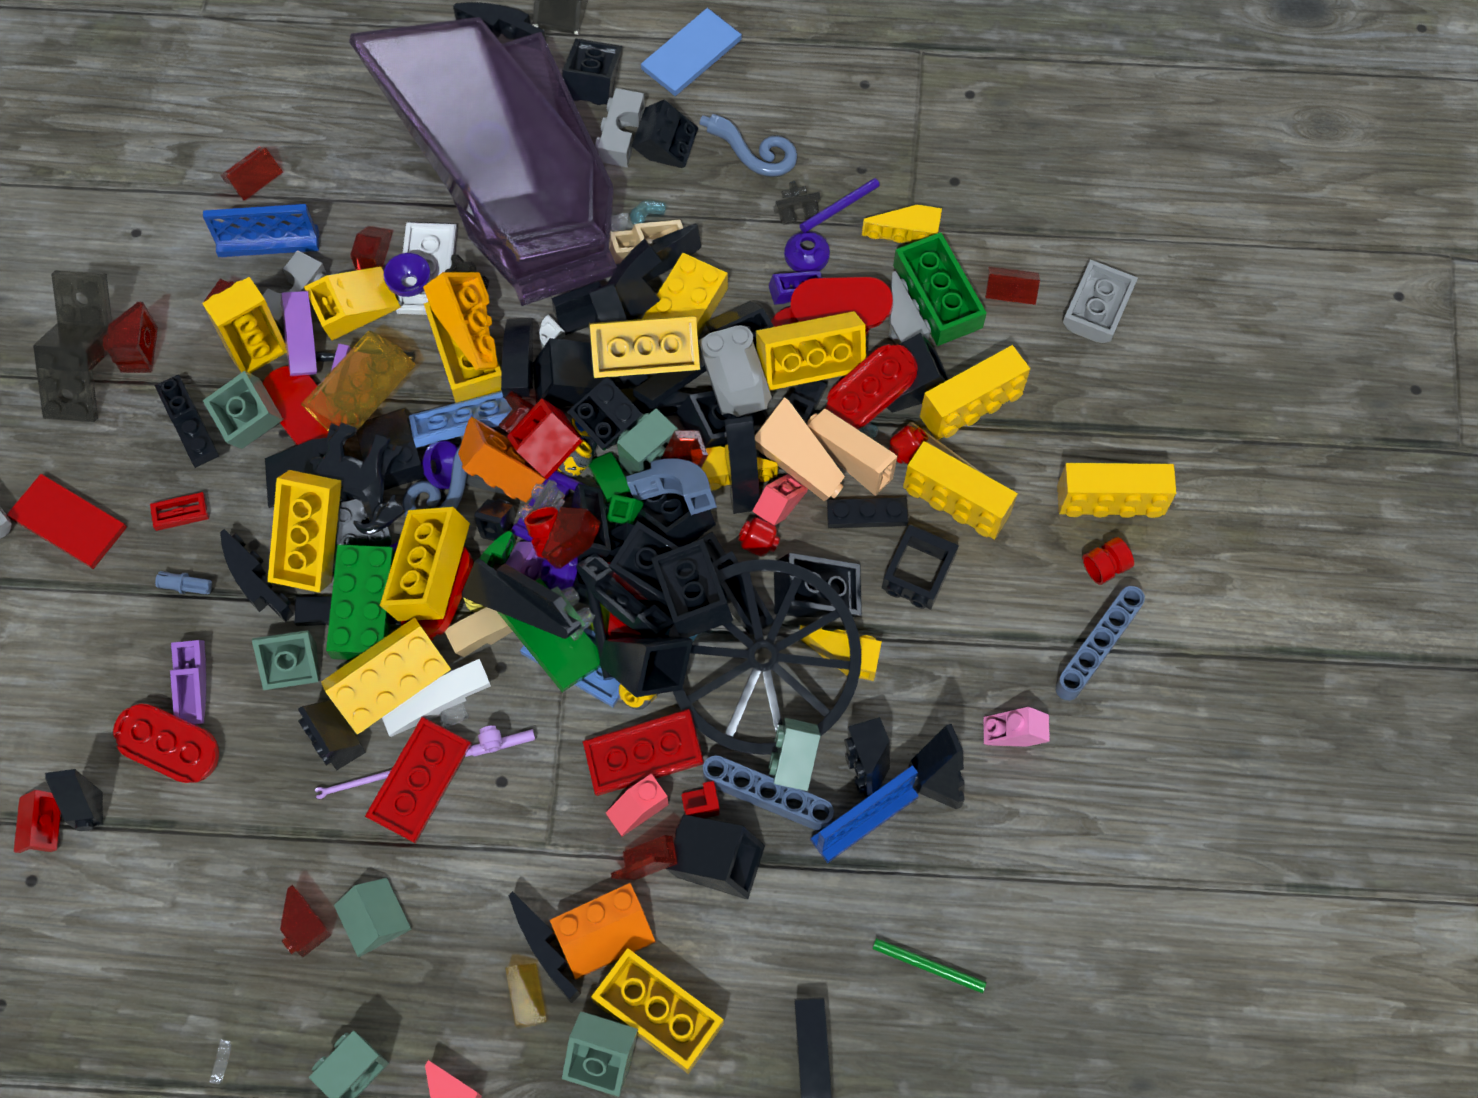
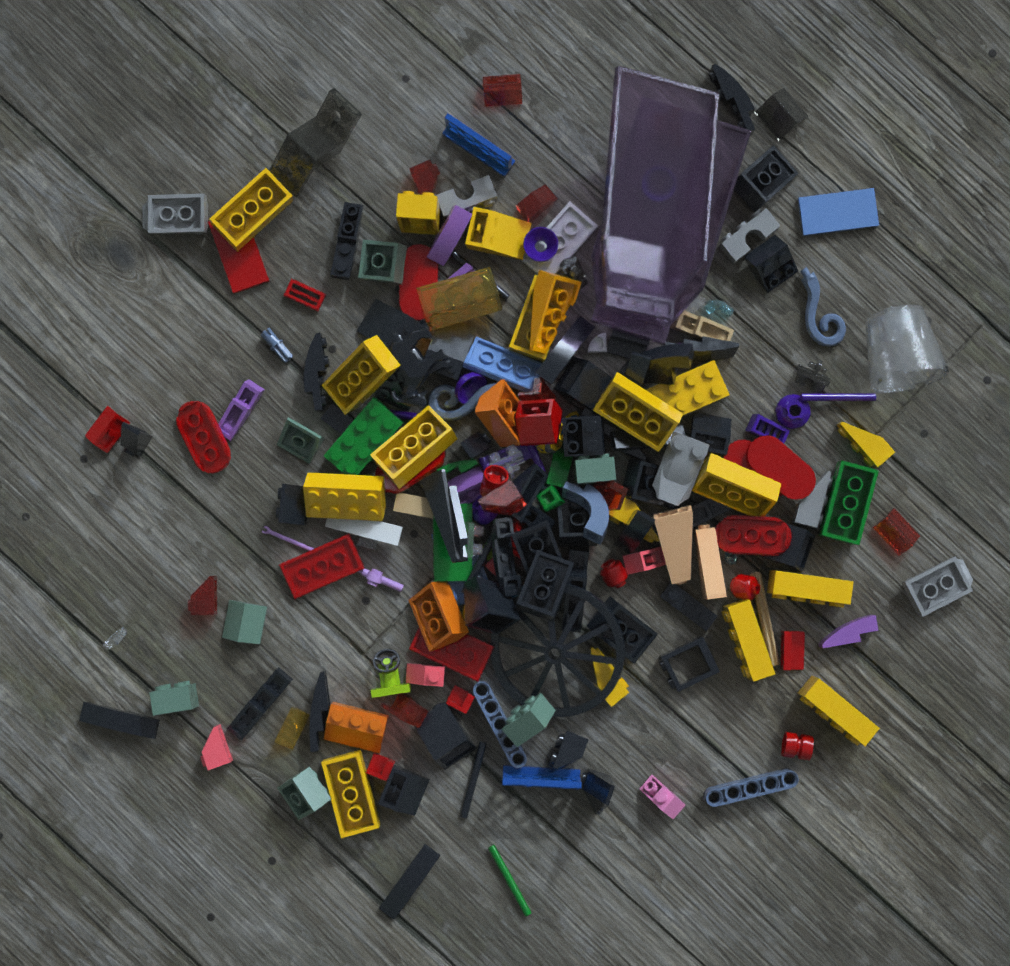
camera: 40 degrees right, 20 degrees up
(48, 462) = (251, 209): none -> yellow brick
(132, 340) = (350, 163): clear red slope -> none
(463, 998) = (259, 703): none -> black slope
(595, 842) = (388, 675): none -> lime piece
(598, 725) = (438, 615): none -> orange slope
(670, 954) = (380, 767): none -> red panel
(718, 957) = (403, 791): none -> black slope
(790, 884) = (473, 779): none -> black bar
(864, 110) = (902, 350): none -> clear cone
(1013, 473) = (792, 650): none -> red panel
(1057, 408) = (850, 632): none -> medium lavender slope

